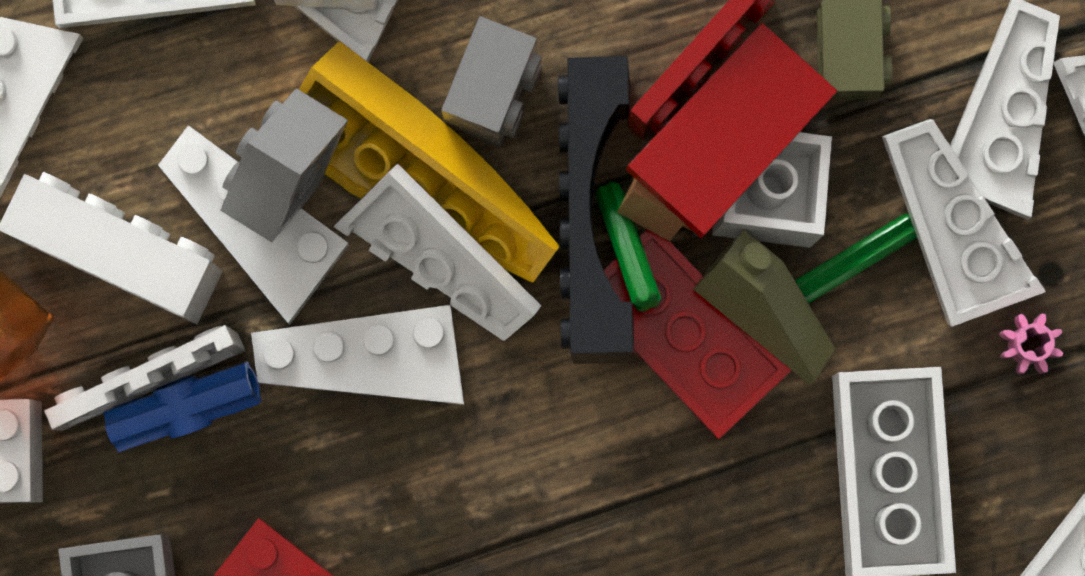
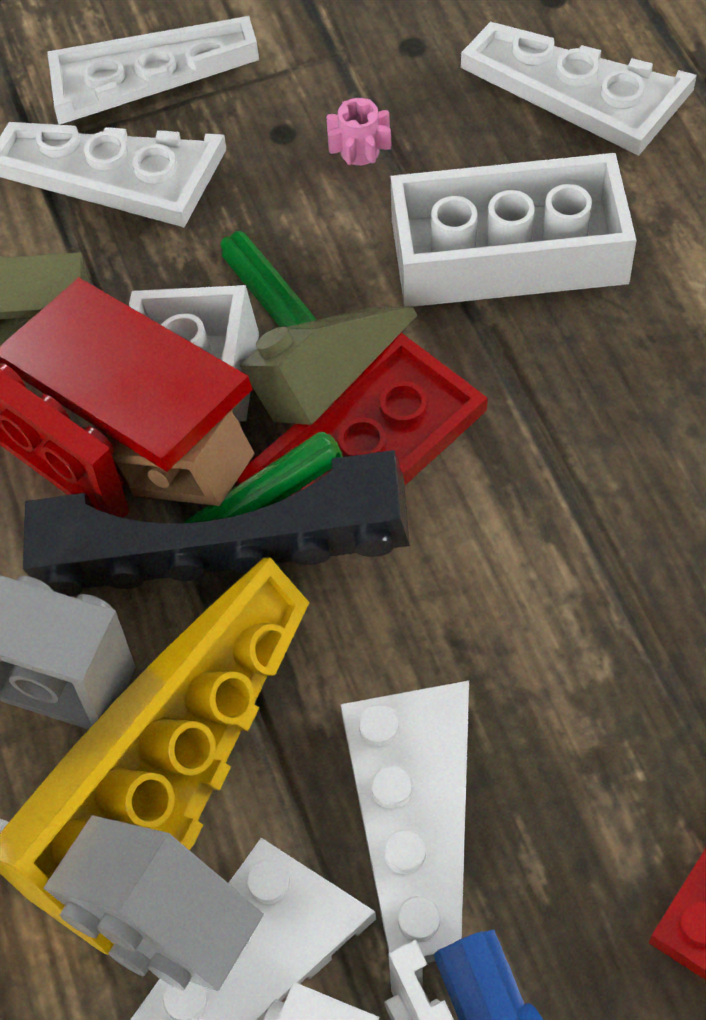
camera: 90 degrees left, 25 degrees down
(420, 235) = (253, 733): white wing -> none
(960, 238) = (252, 190): white wing -> none

